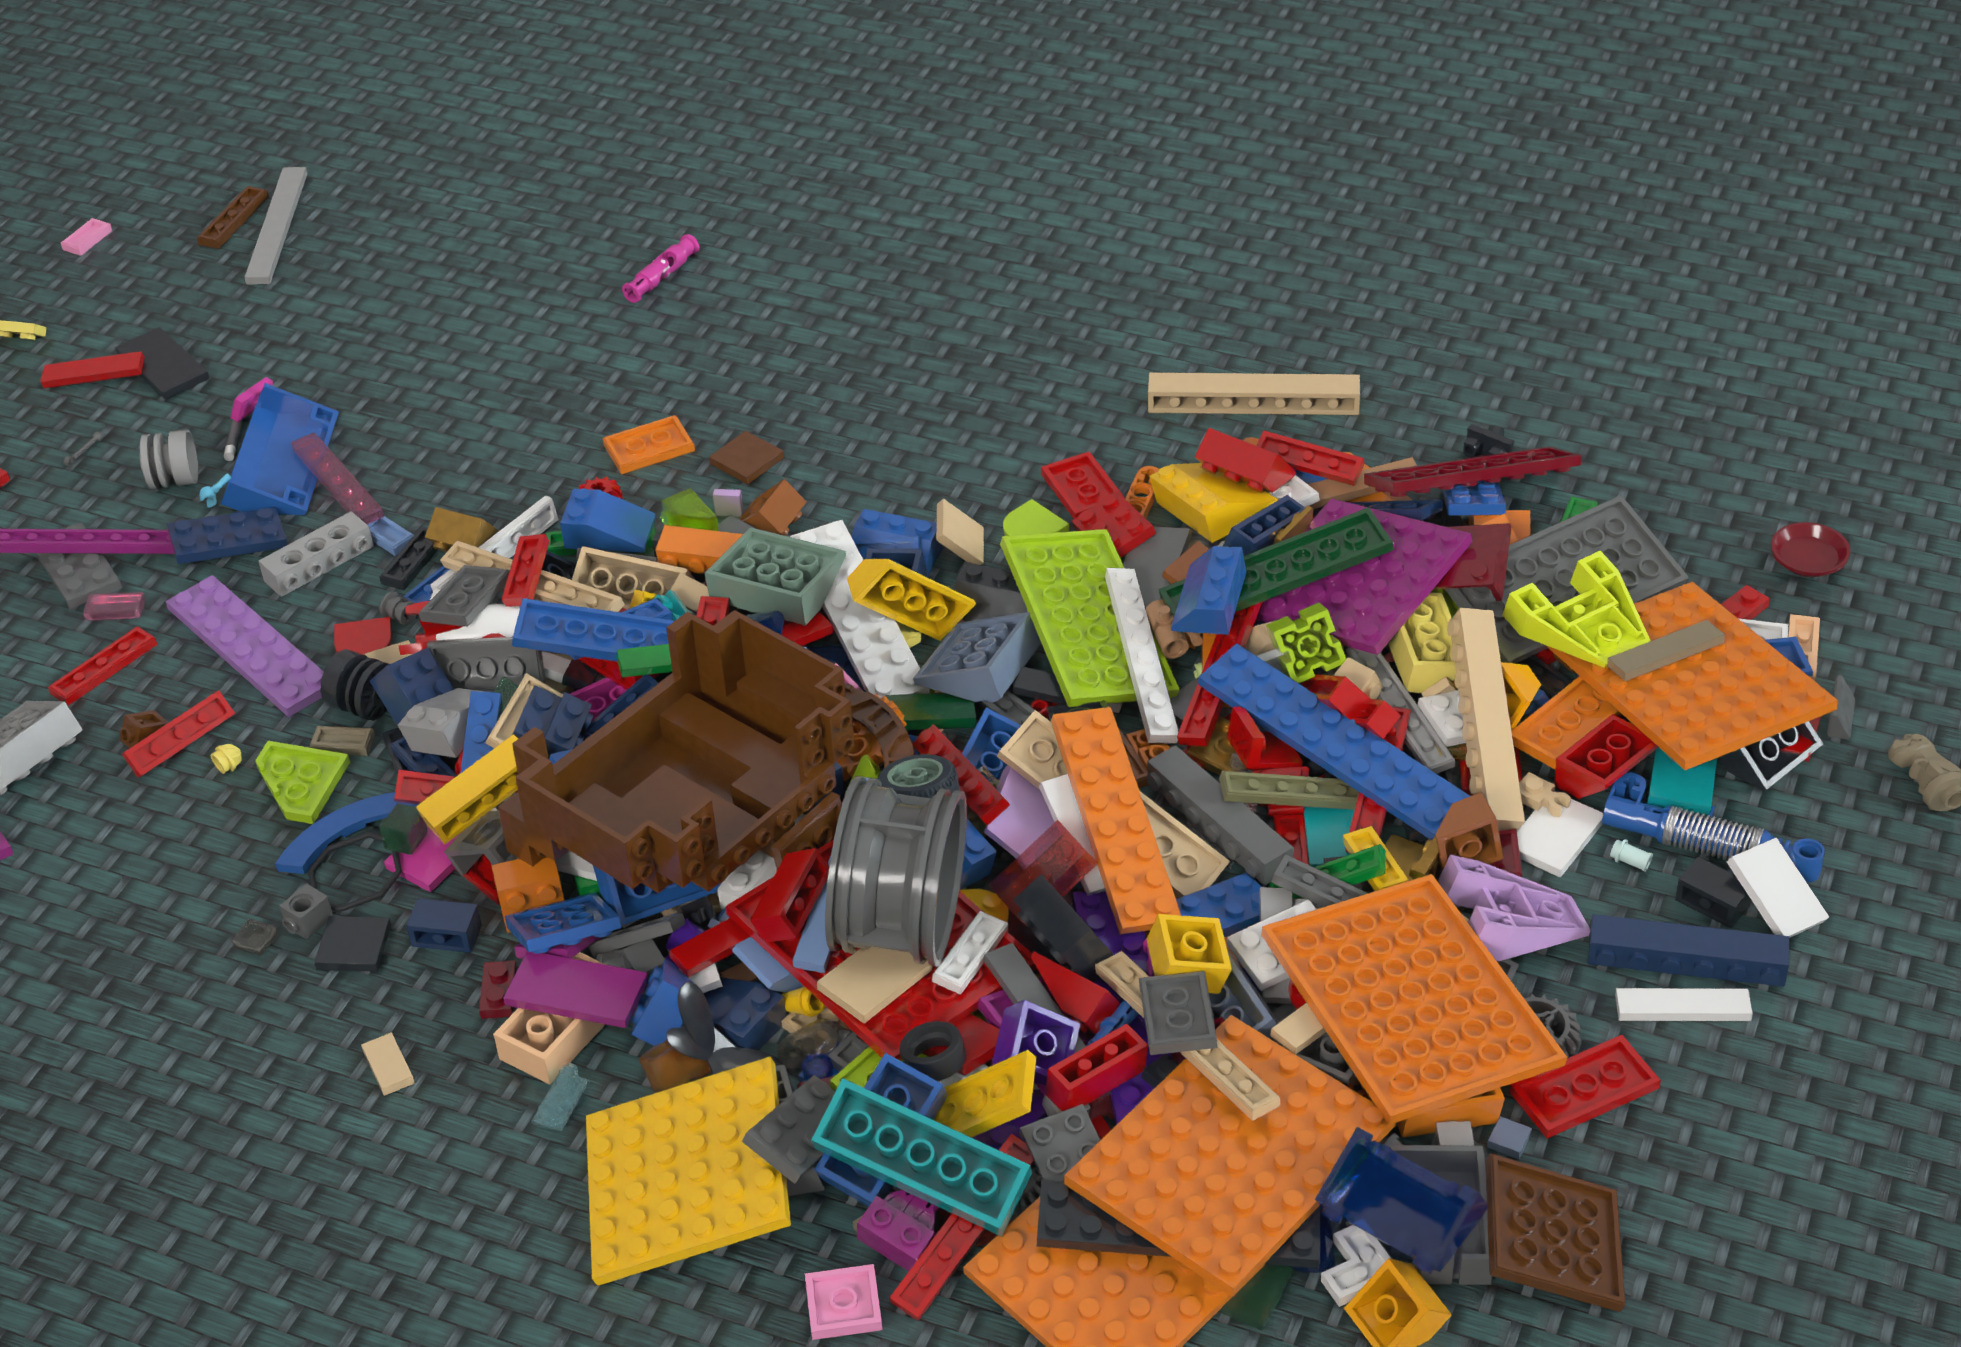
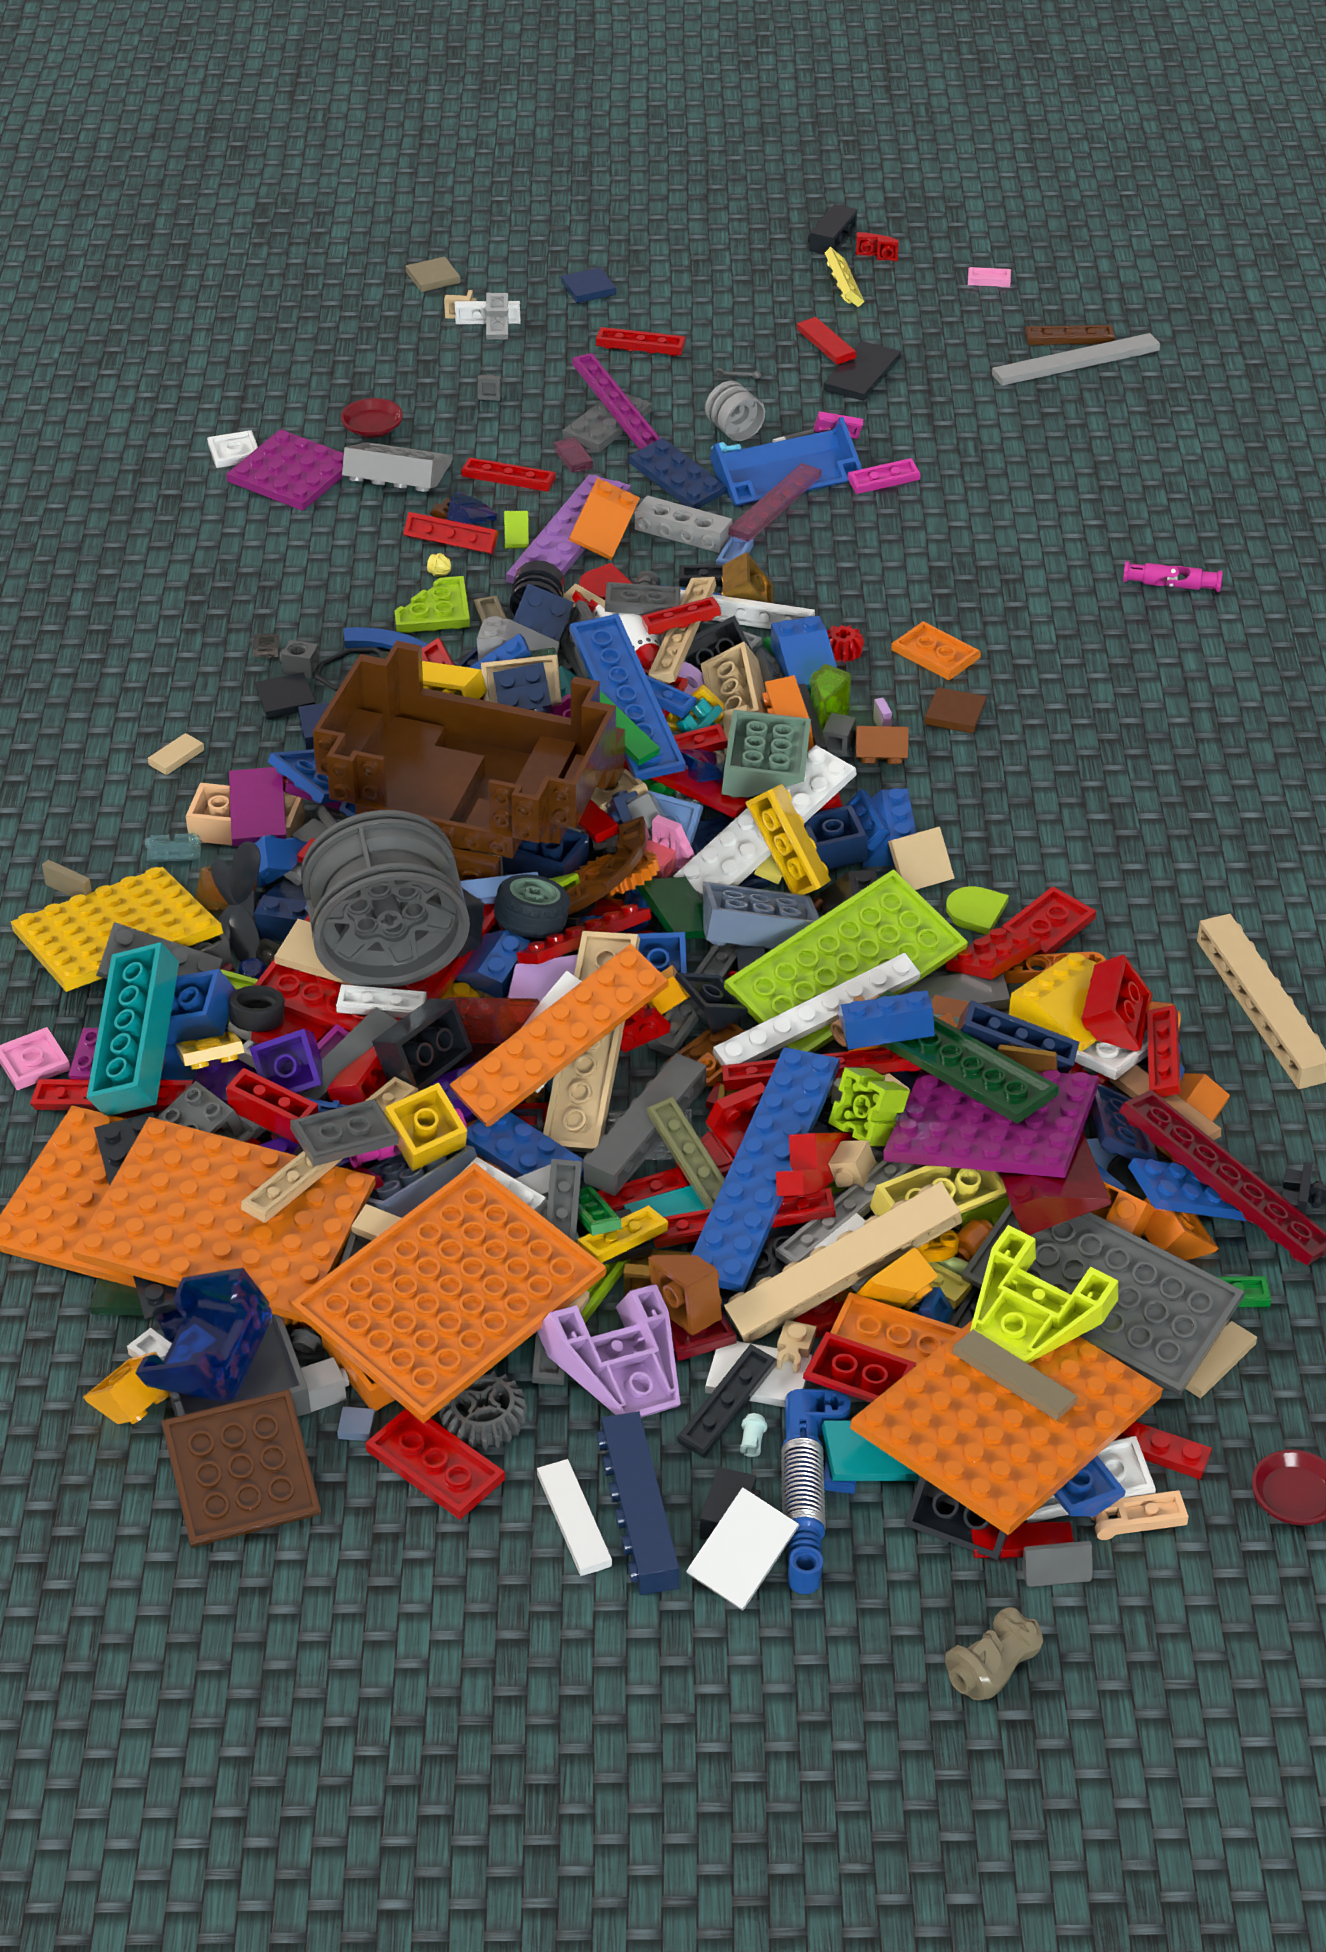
camera: 65 degrees right, 0 degrees up
(159, 706) = (469, 510): none -> clear blue slope
(211, 677) = (516, 529): none -> lime slope
(267, 602) = (604, 518): none -> orange slope
(352, 398) = (884, 476): none -> dark pink tile
(558, 1207) = (65, 879): none -> dark tan tile
(1588, 859) = (727, 1401): none -> black tile

